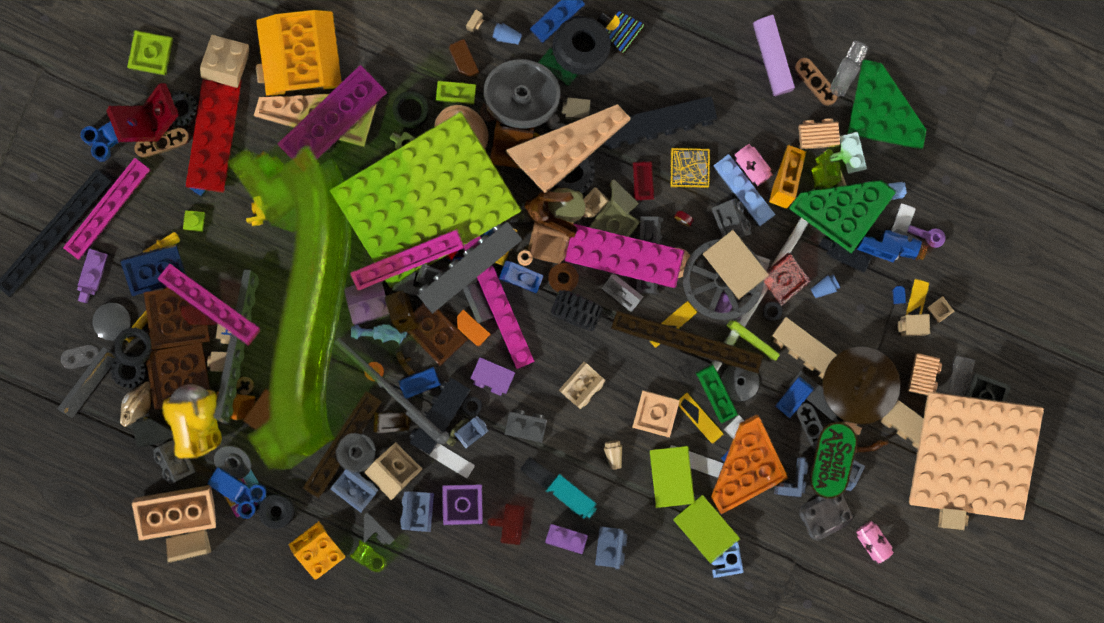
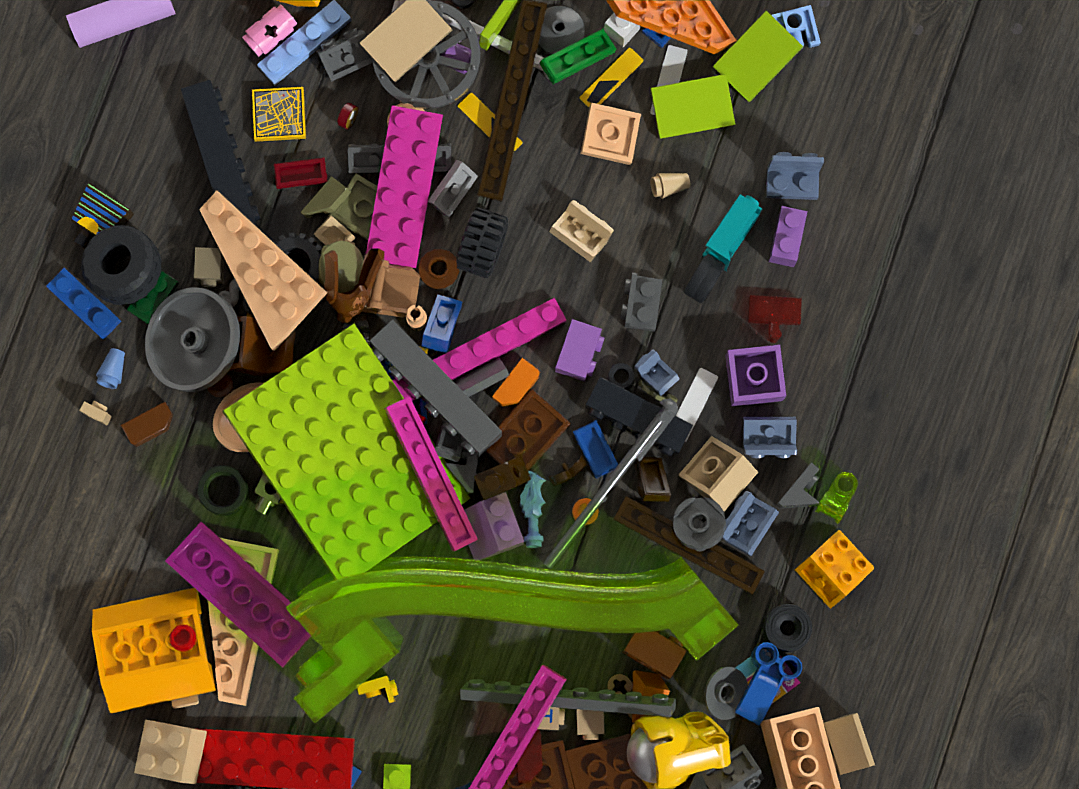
camera: 90 degrees left, 5 degrees down
(302, 74) = (183, 638): none -> red plate
(456, 92) = (195, 431): lime plate -> none

